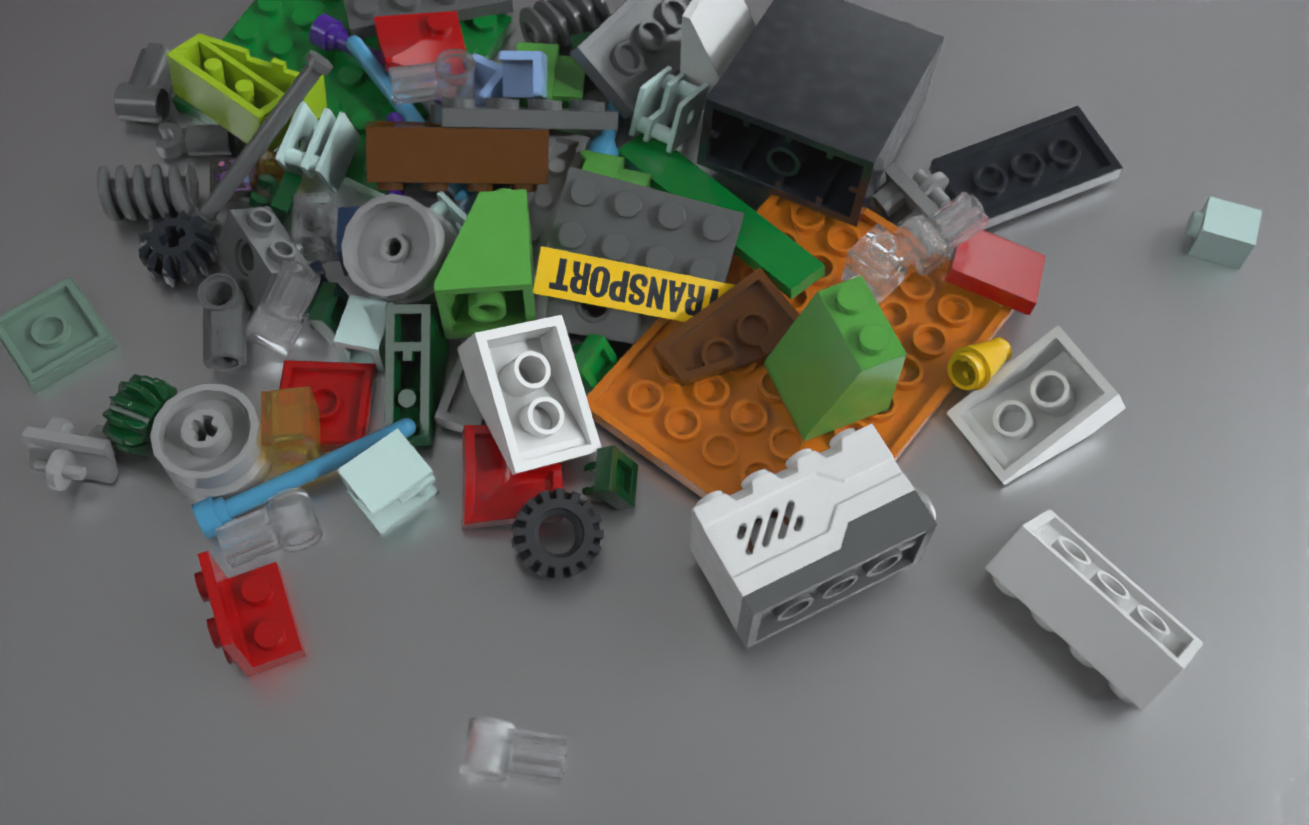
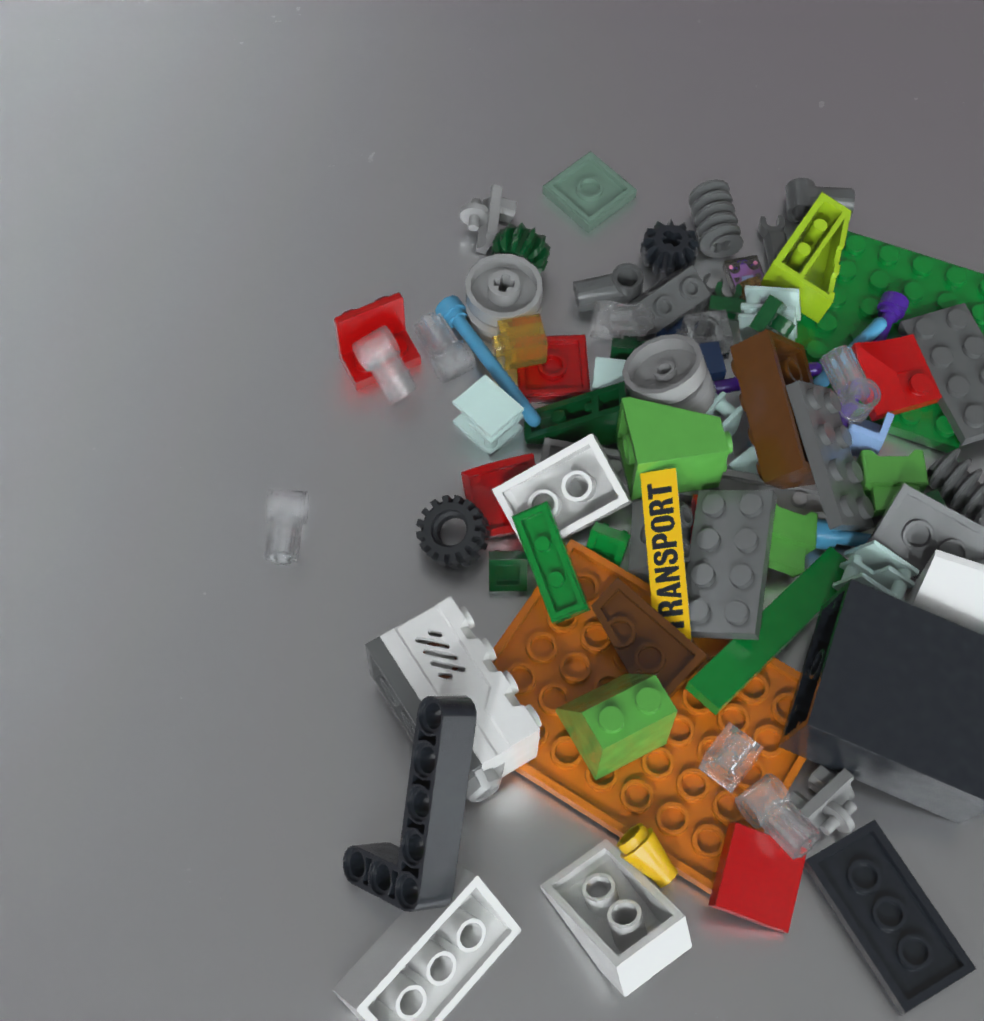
camera: 85 degrees right, 0 degrees up
(282, 600) = (380, 355): none -> clear piece
(292, 98) = (814, 283): dark grey bar -> none
(343, 128) = (771, 318): none -> dark green tile
(524, 74) = (874, 453): light blue panel -> none
(622, 418) = (550, 563): none -> green tile
(1032, 578) = (425, 865): none -> black beam

